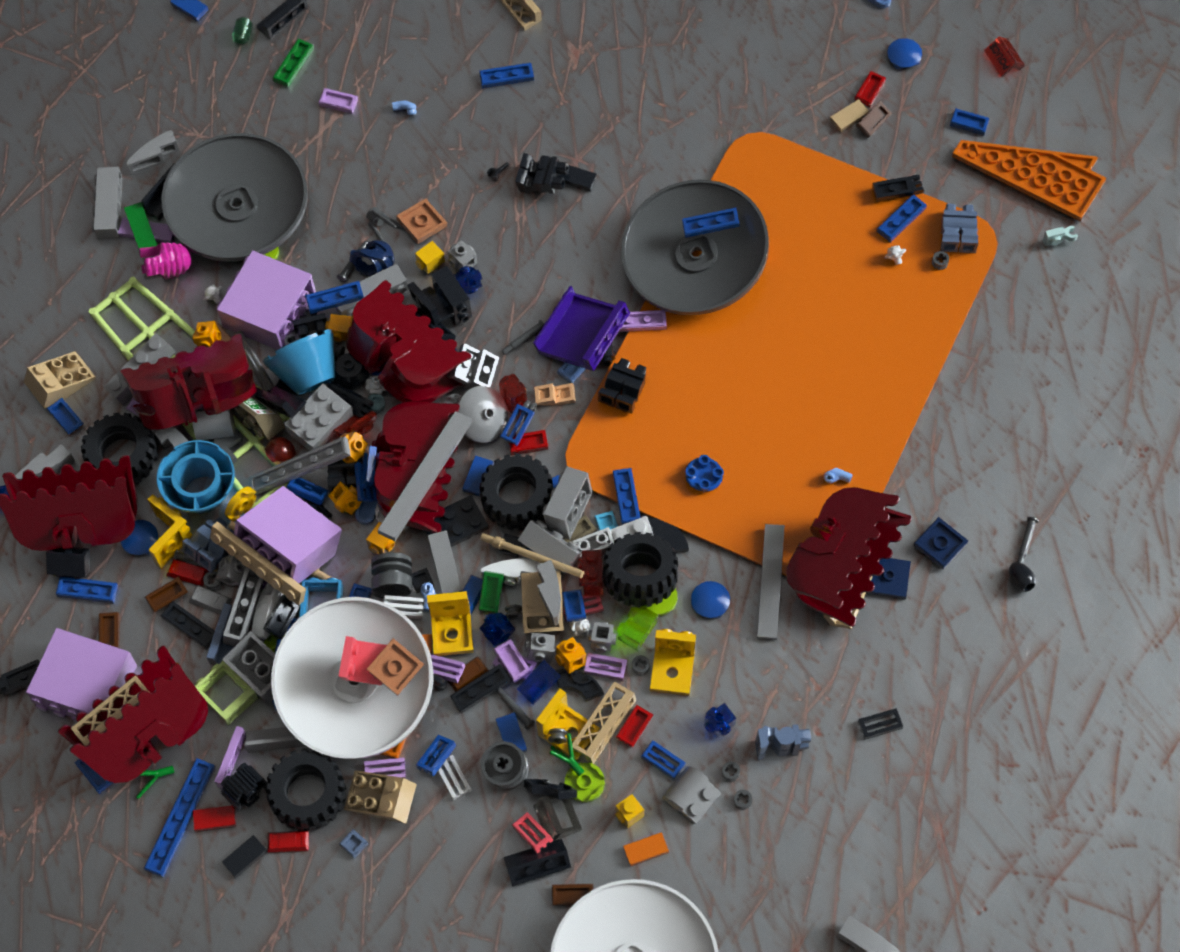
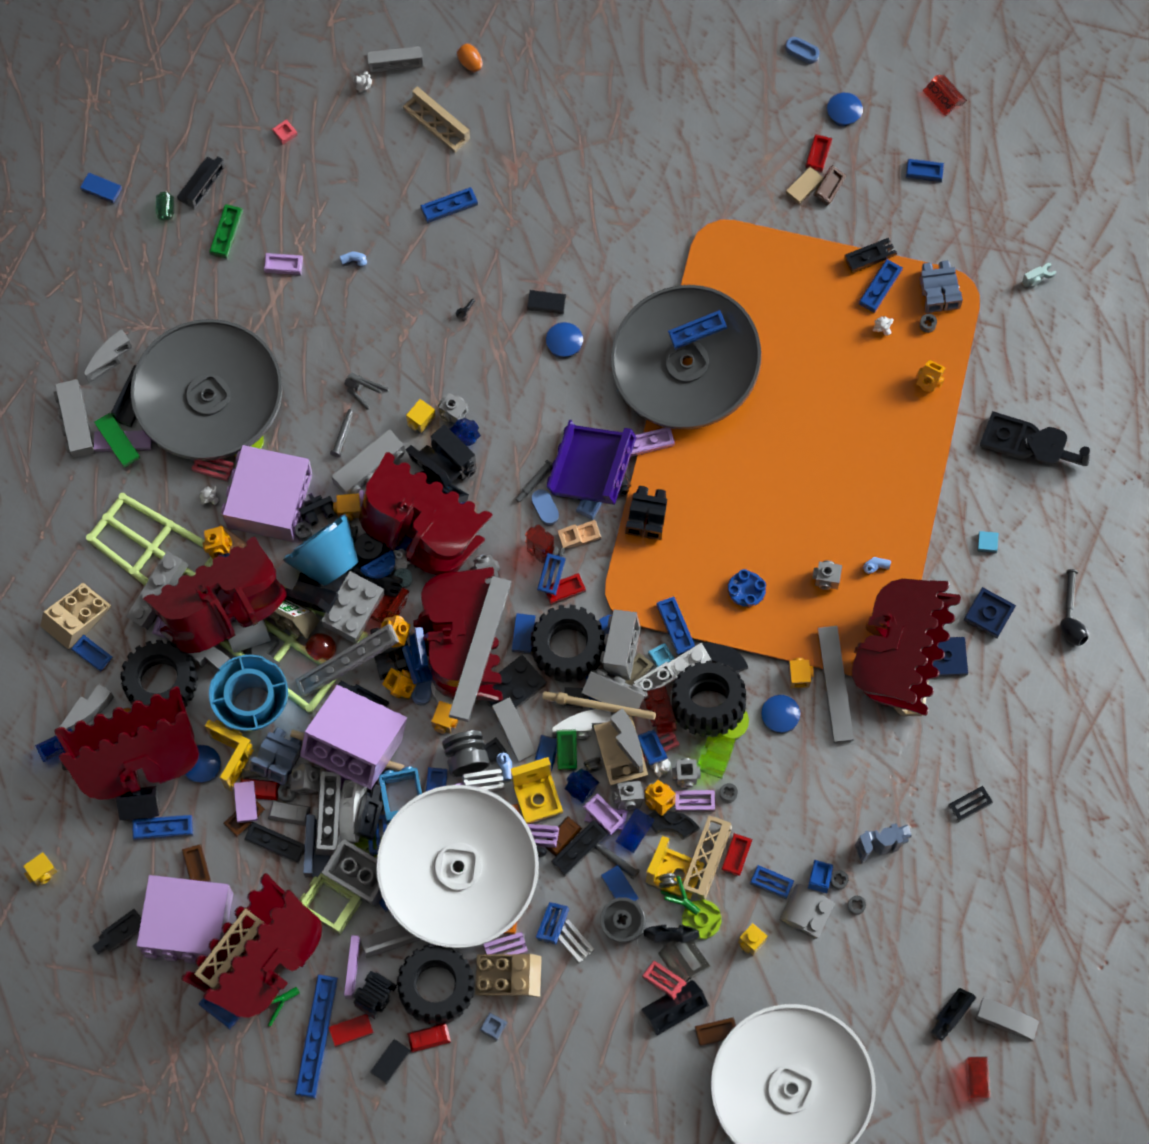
camera: 15 degrees left, 5 degrees up
(168, 260) = (160, 470): dark pink hair -> none
(170, 580) = (245, 802): none -> lavender tile
(208, 268) = (195, 468): none -> coral tile
(240, 503) = (297, 710): yellow tile -> none
(256, 364) = (281, 571): light grey axle -> none
(257, 563) = (333, 769): tan plate -> none
(308, 490) = (359, 682): blue tile -> none
(334, 297) = (336, 477): blue tile -> none
(355, 387) = (380, 567): none -> blue tile
(357, 658) = (468, 849): coral bracket -> none
(378, 252) = (369, 422): dark blue helmet -> none
(395, 667) = (499, 848): nougat tile -> none
(421, 221) = (401, 377): nougat tile -> none
(475, 404) = (507, 565): light grey dish -> none
(477, 370) = (500, 528): light grey brick -> none
(528, 363) = (545, 507): none -> medium blue tile
(541, 175) = (515, 305): black hips -> none
(584, 214) = (564, 339): none -> blue dish
(646, 849) = (775, 972): orange tile -> none
(673, 652) = (756, 775): yellow bracket -> none
(711, 763) = (820, 876): none -> blue tile
(719, 720) = (823, 830): clear blue brick -> none
(738, 564) = (800, 673): none -> light orange brick
(786, 475) = (827, 575): none -> light grey brick
(814, 926) = (952, 1013): none -> black hinge
(930, 308) = (930, 376): none -> light orange brick
(954, 476) = (988, 541): none -> medium azure tile
(1012, 386) = (1010, 435): none -> black plate
(1050, 177) = (1013, 214): orange wing -> none

